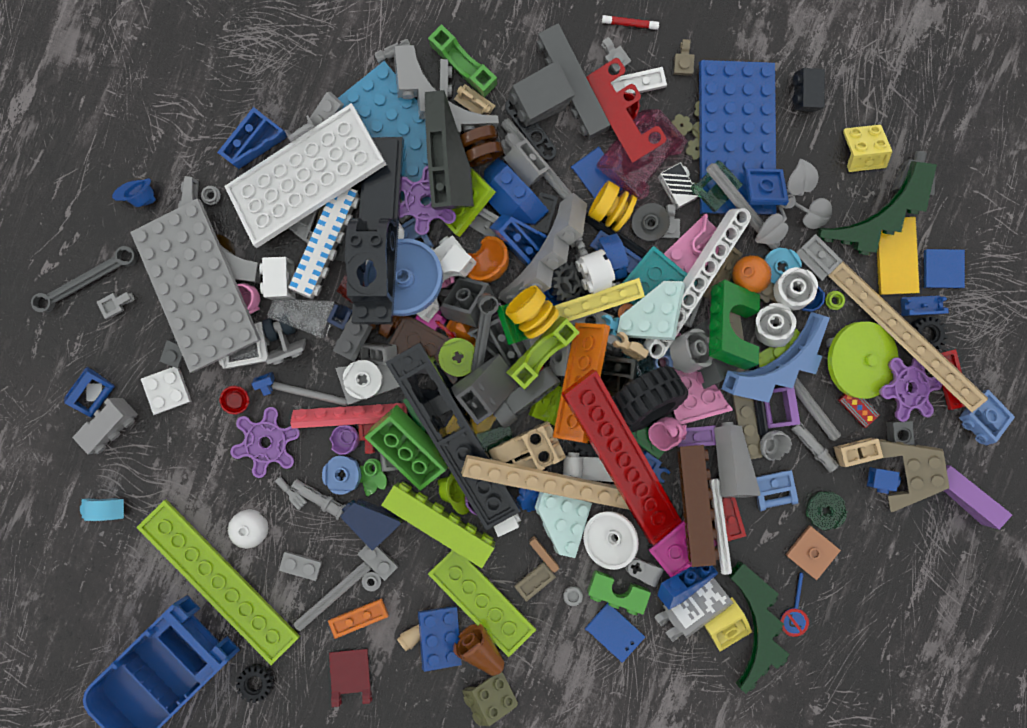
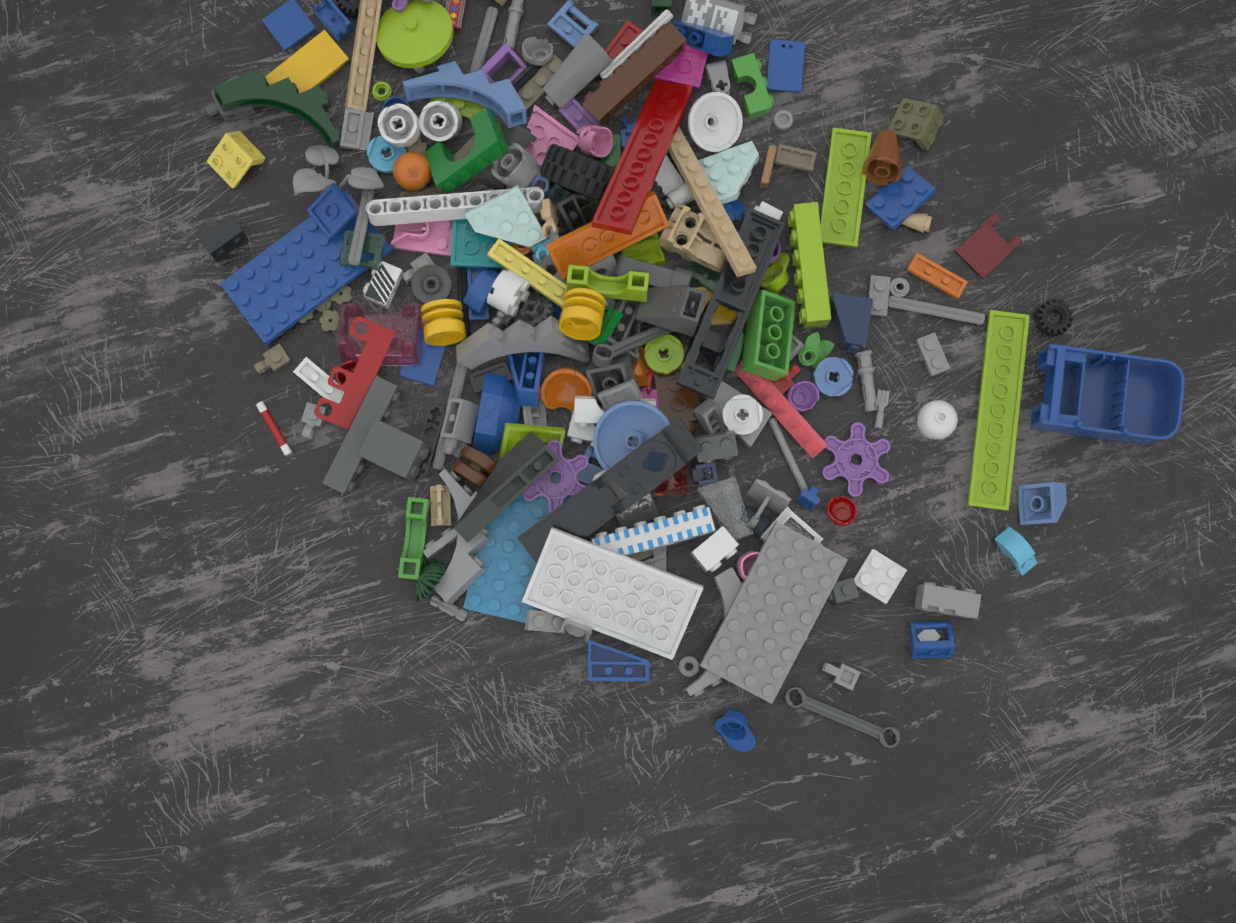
camera: 130 degrees left, 5 degrees down
(121, 557) = (1041, 502): none -> medium blue slope
(422, 47) = (431, 576): none -> dark green hair
(448, 294) = (620, 393): none -> light grey plate

